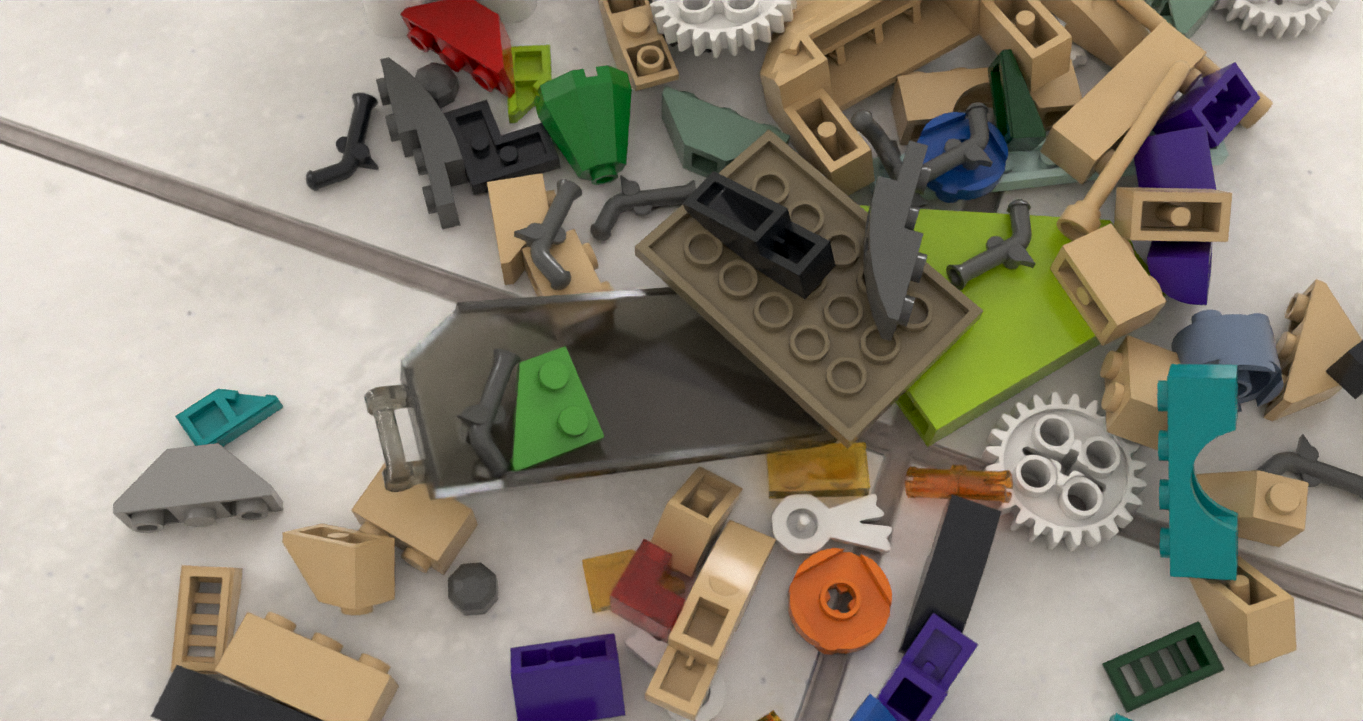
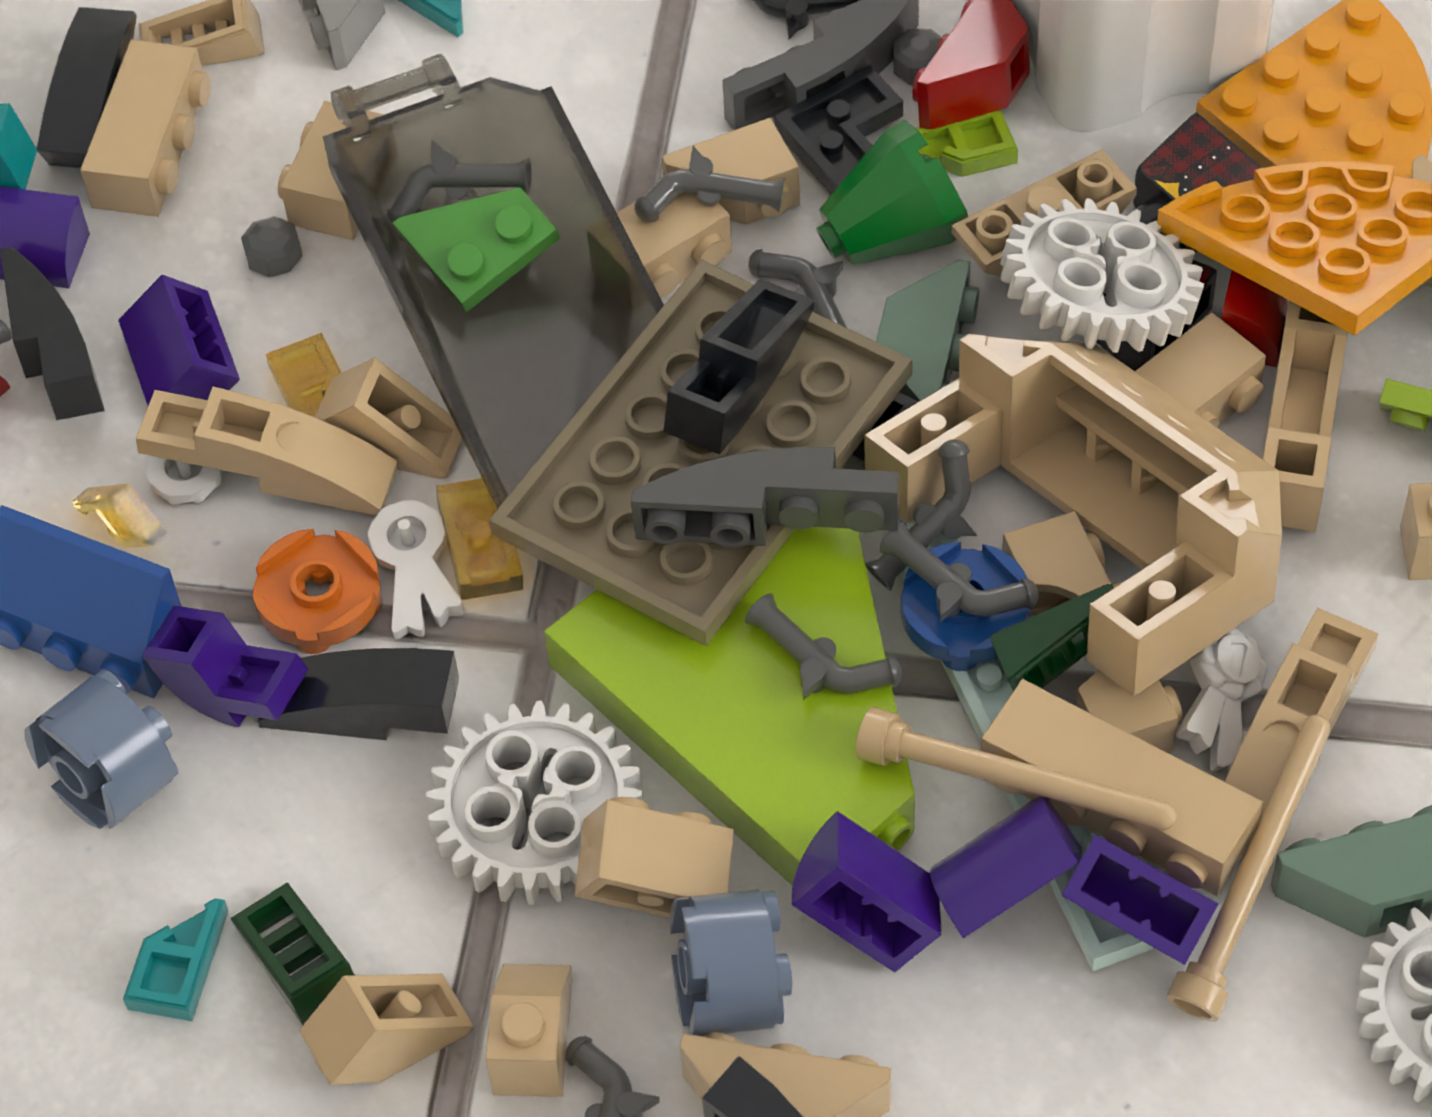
camera: 85 degrees right, 10 degrees down
(344, 565) = (266, 117): tan slope -> none
(641, 594) = (281, 369): clear red piece -> none
(959, 481) = (482, 677): clear orange pin -> none
(1108, 284) = (789, 776): tan brick -> none
(1172, 214) = (911, 829): tan brick -> none
(1200, 531) = (465, 940): teal arch -> none

